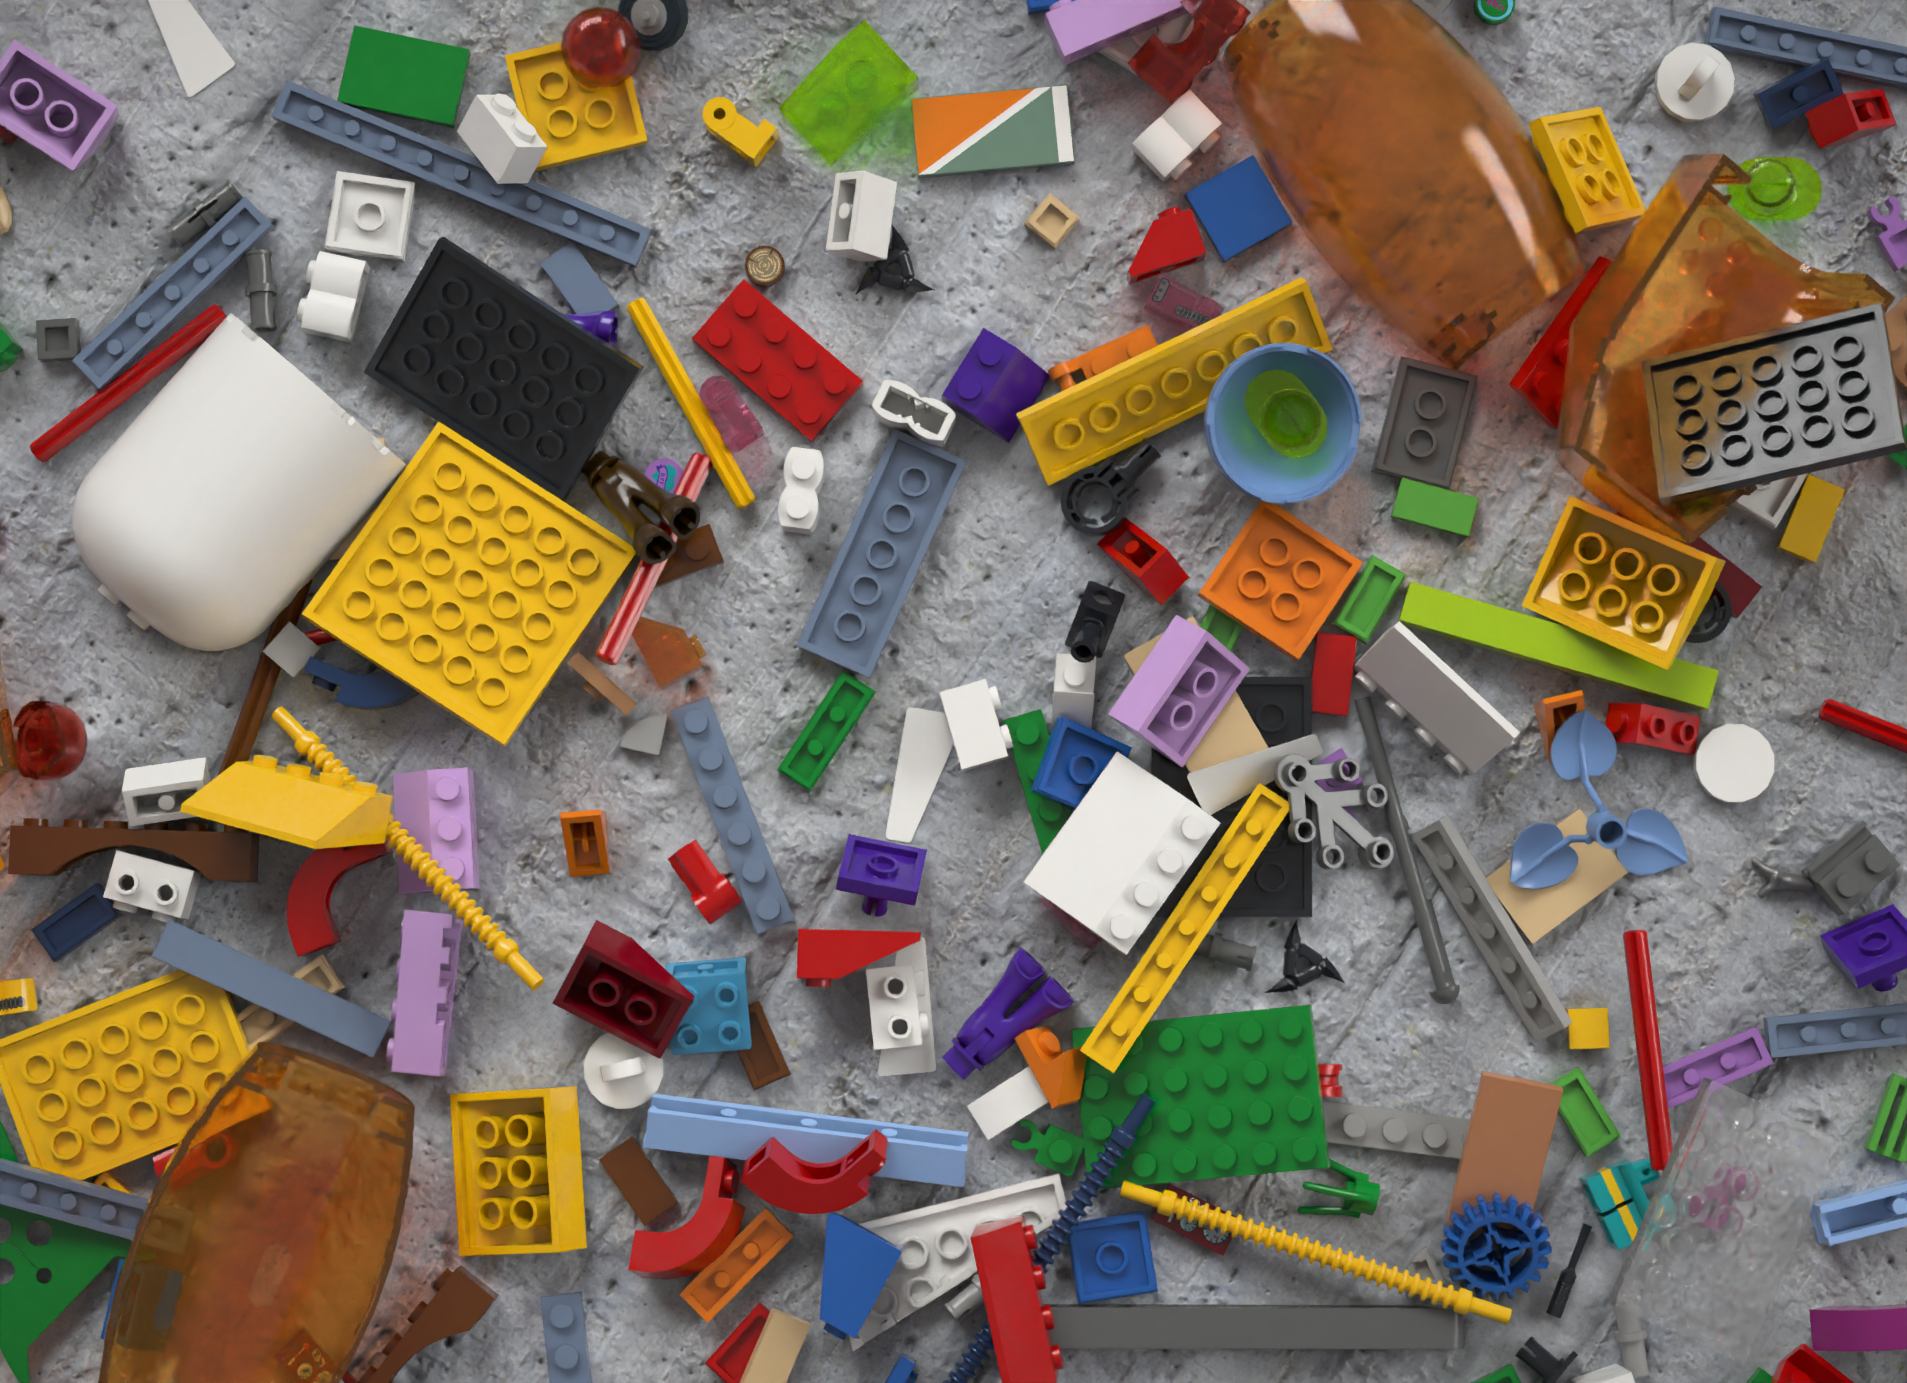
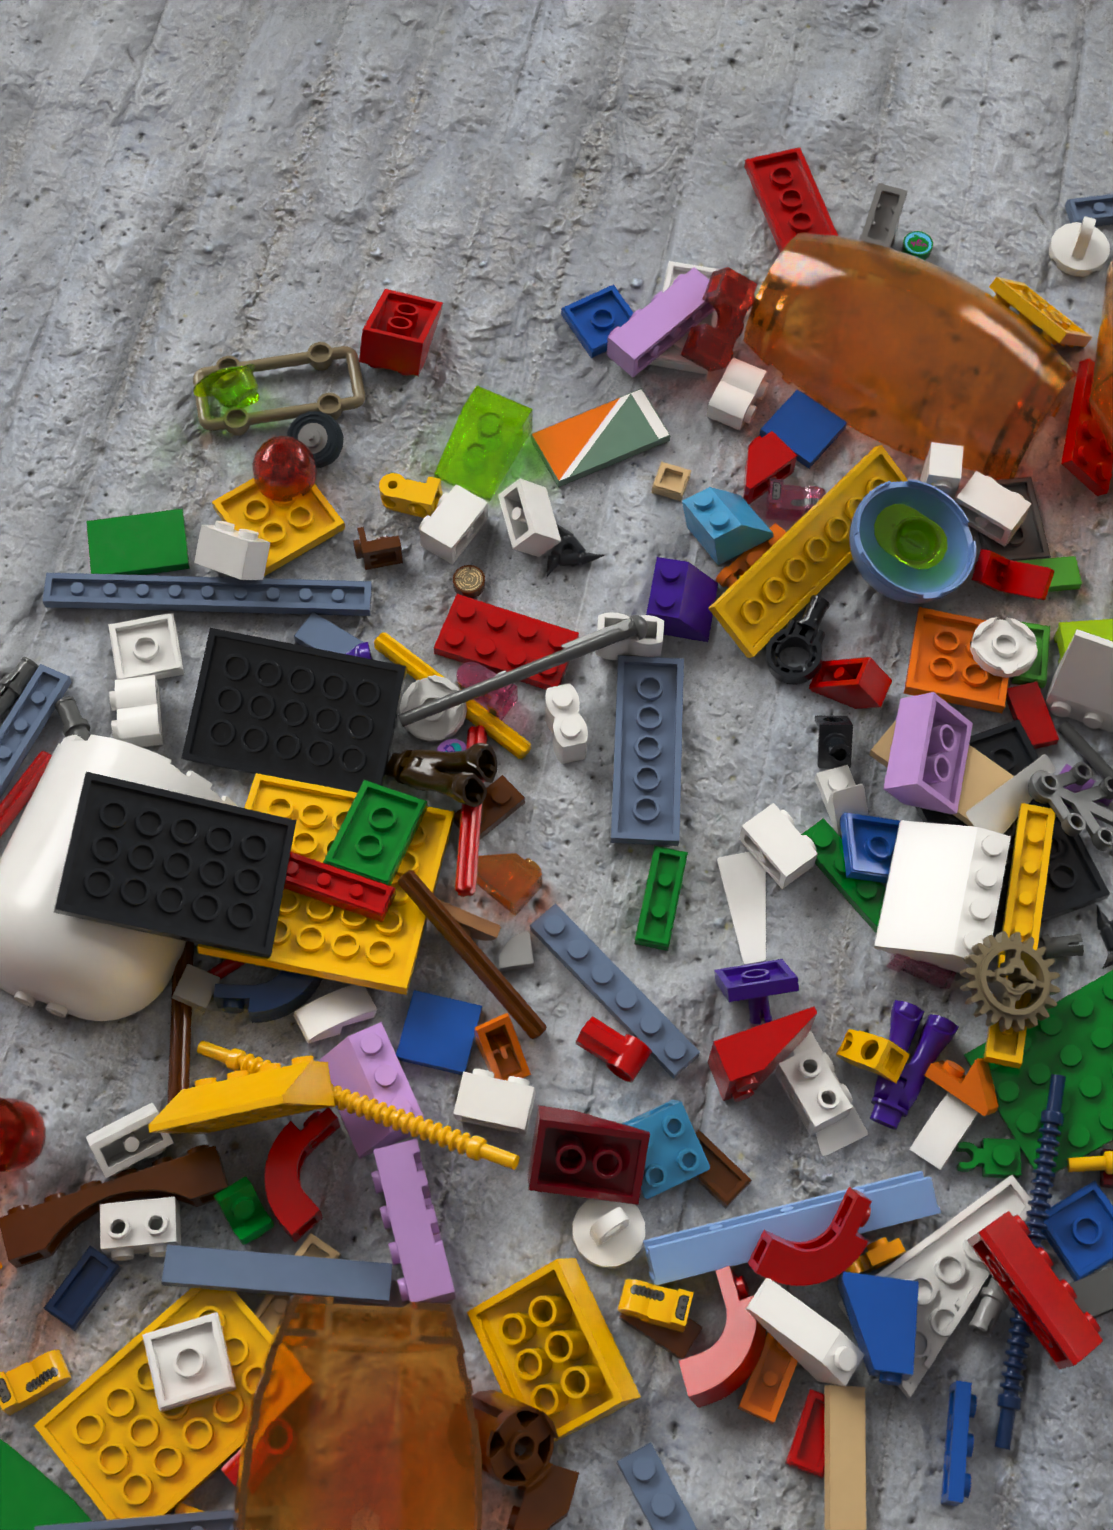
camera: 20 degrees left, 20 degrees down
(154, 1043) = (189, 1362): none -> white tile
(260, 910) = (243, 1211): none -> green bracket
(301, 528) = (175, 866): none -> black plate
(425, 731) = (334, 1010): none -> white slope
(443, 1236) = (513, 1439): none -> reddish brown cylinder
(462, 588) = (338, 887): none -> red tile
(530, 792) = (439, 1032): none -> blue tile
(539, 550) = (376, 832): none -> green tile
(556, 894) = (495, 1101): none -> white brick
(591, 726) = (472, 954): none -> reddish brown axle
(636, 1165) = (655, 1304): none -> yellow leg
(662, 415) = (438, 726): none -> white tile
(677, 193) = (378, 552): none -> reddish brown bracket
(768, 1254) = (805, 1334): none -> white slope
(772, 187) = (453, 523): none -> white brick
(837, 414) = (574, 649): none -> dark grey bar
(886, 1201) = (878, 1255): none -> light orange plate
(969, 997) = (873, 1054): none -> yellow leg
(1088, 307) = (724, 523): none -> dark azure slope
(1144, 971) = (1018, 959): none -> dark tan gear
(1334, 586) = (1004, 647): none -> white tile
(1362, 345) = (943, 467): none -> white brick
(1387, 500) = (1012, 576): none -> red bracket
(1401, 408) = (992, 508): none -> white brick

